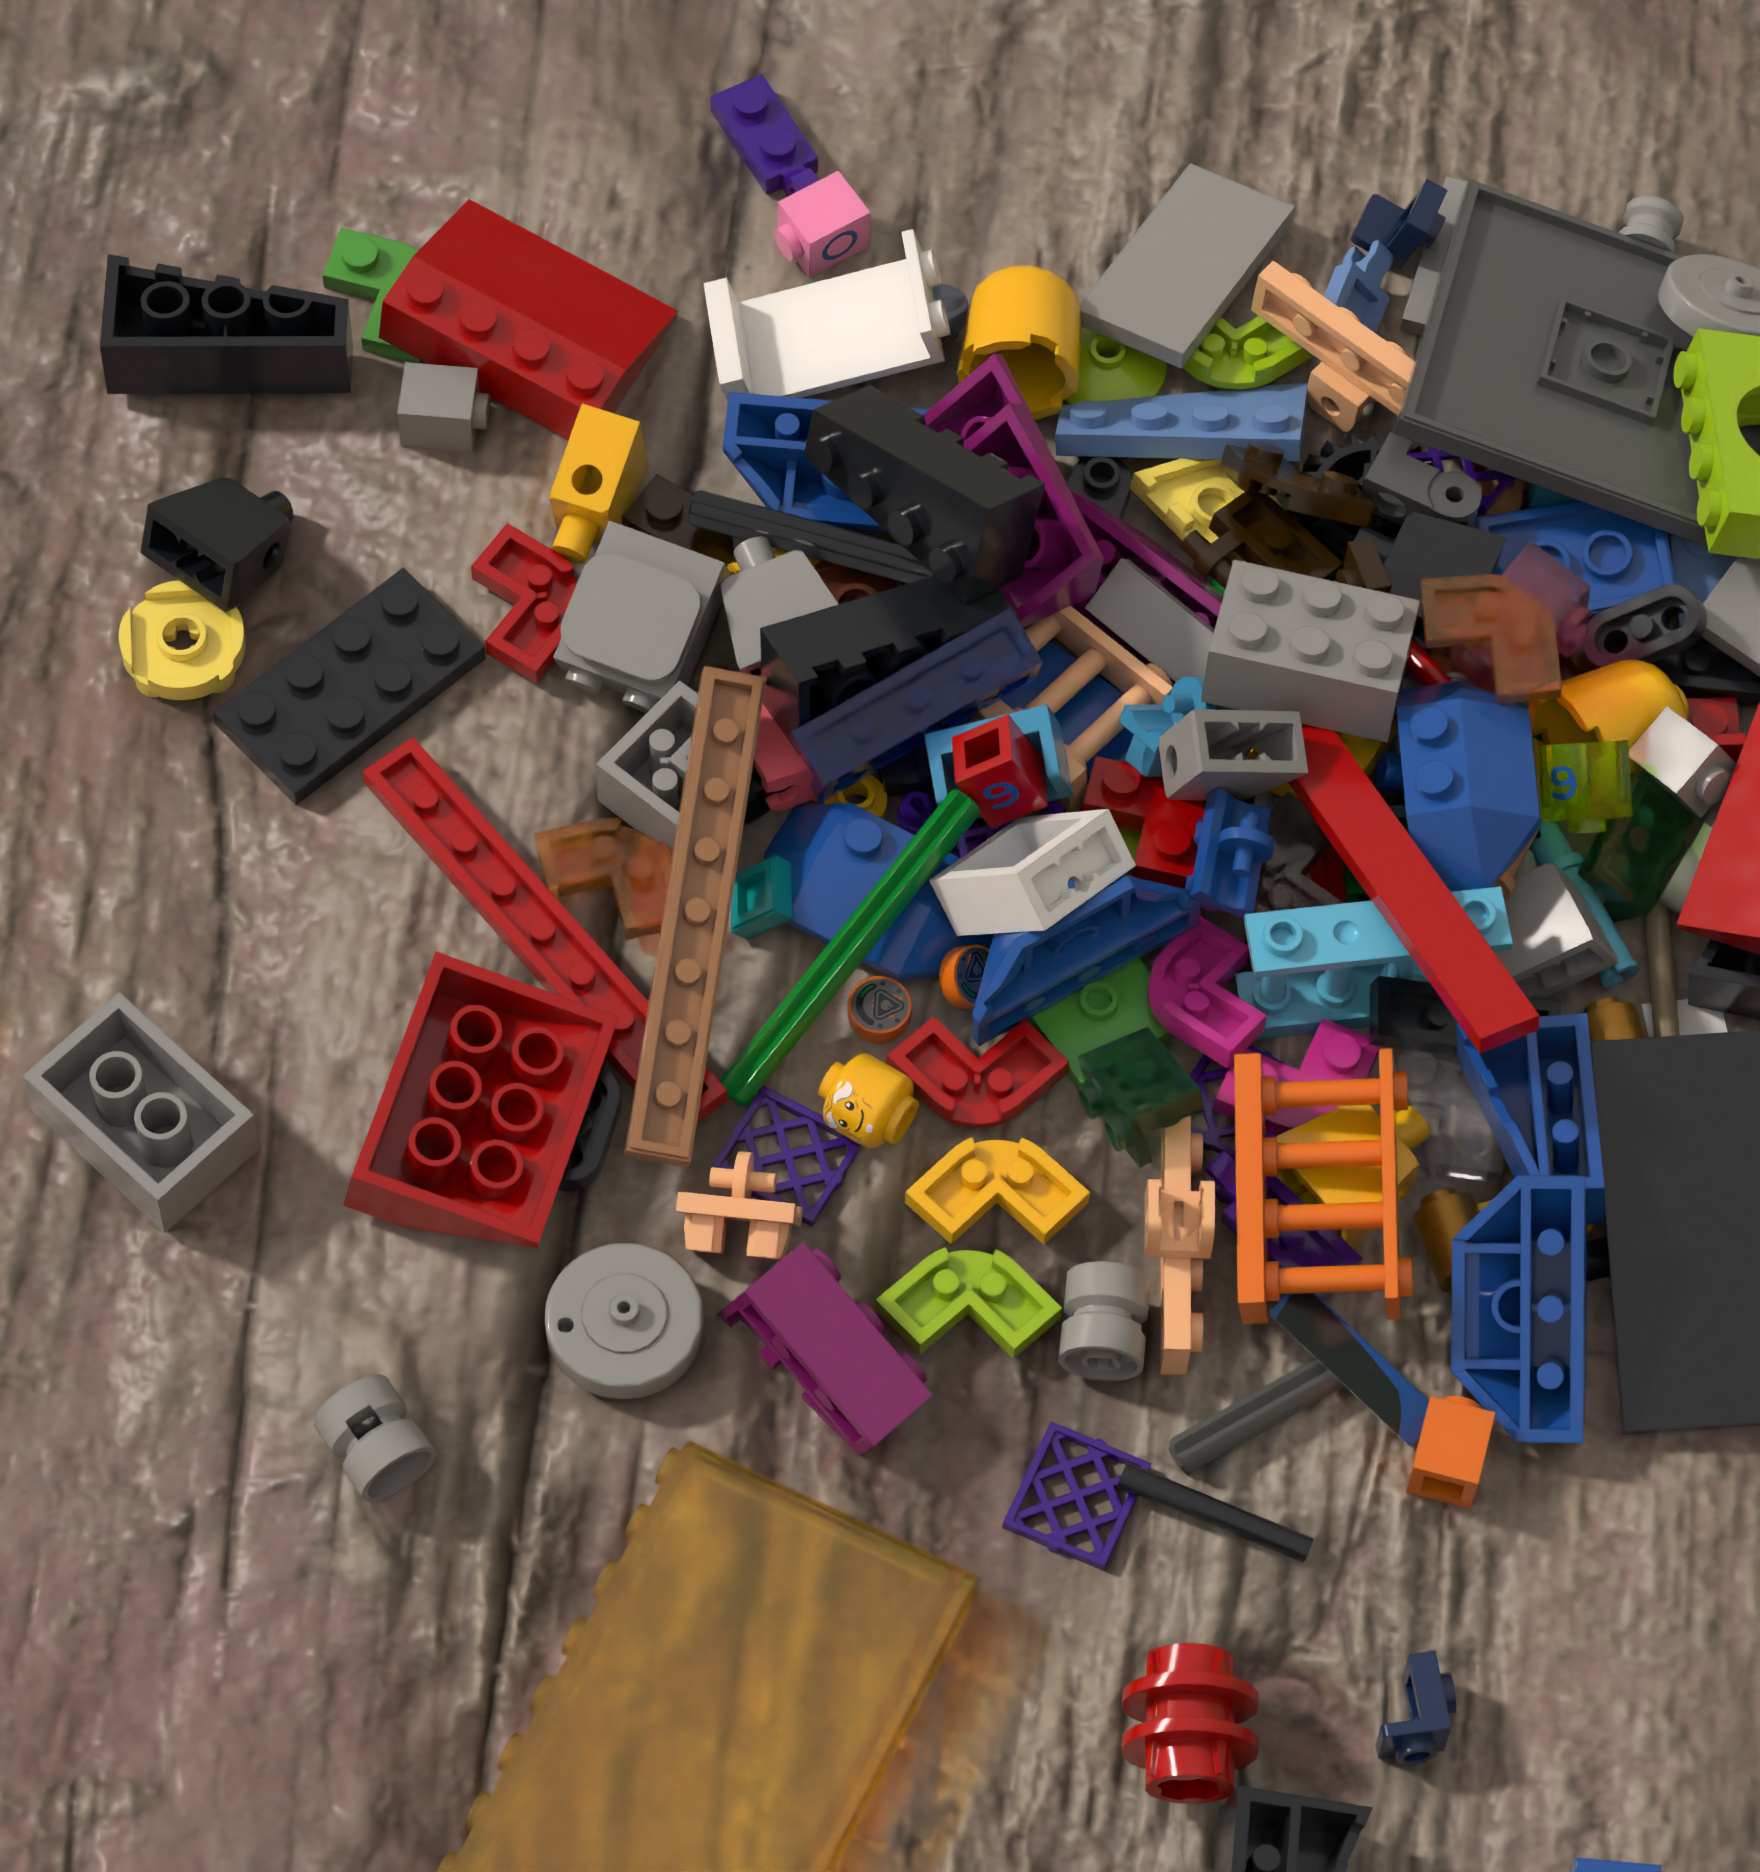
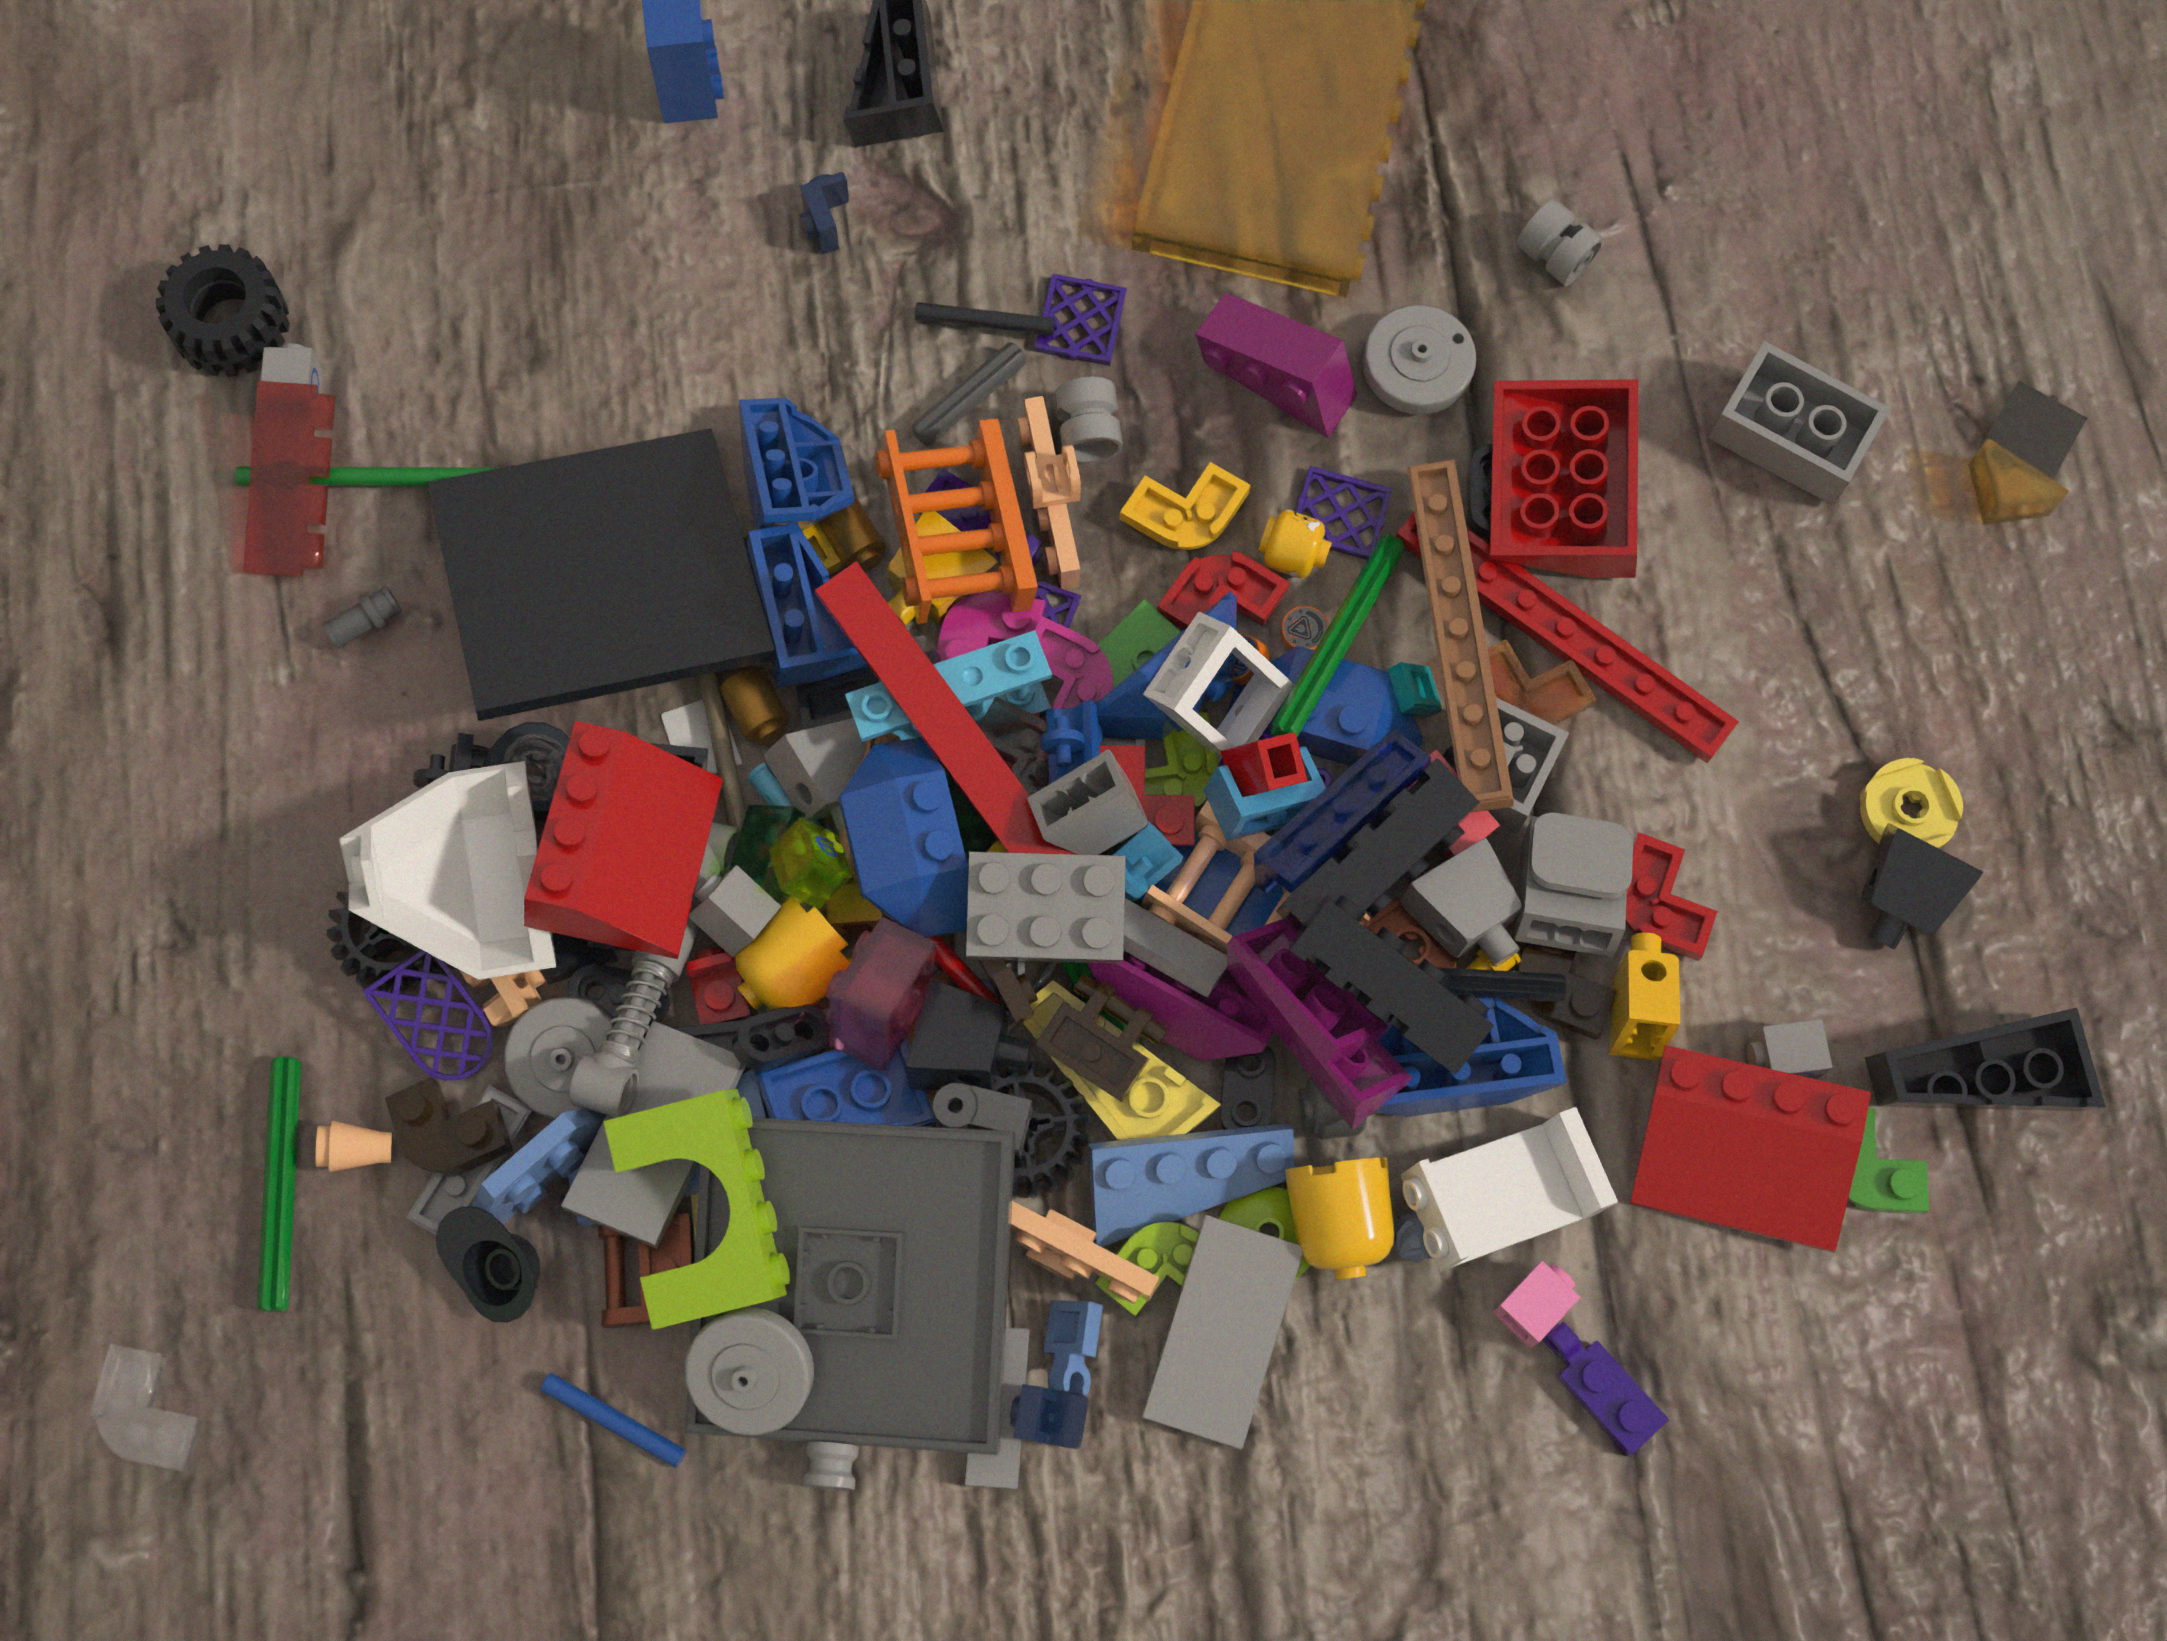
camera: 165 degrees right, 10 degrees up
(349, 686) = (1772, 806): black plate -> none
(708, 1214) = (1362, 449): light nougat hips -> none
(973, 1284) = (1189, 437): lime plate -> none
(1135, 1091) = (1102, 576): clear green bracket -> none
(1190, 1723) = (973, 155): red piece -> none
(1266, 470) = (1078, 1078): dark brown plate -> none
(1353, 1362) = (912, 433): black sticker -> none
(1451, 1450) = (830, 384): orange brick -> none
(1506, 617) = (897, 948): clear orange plate -> none

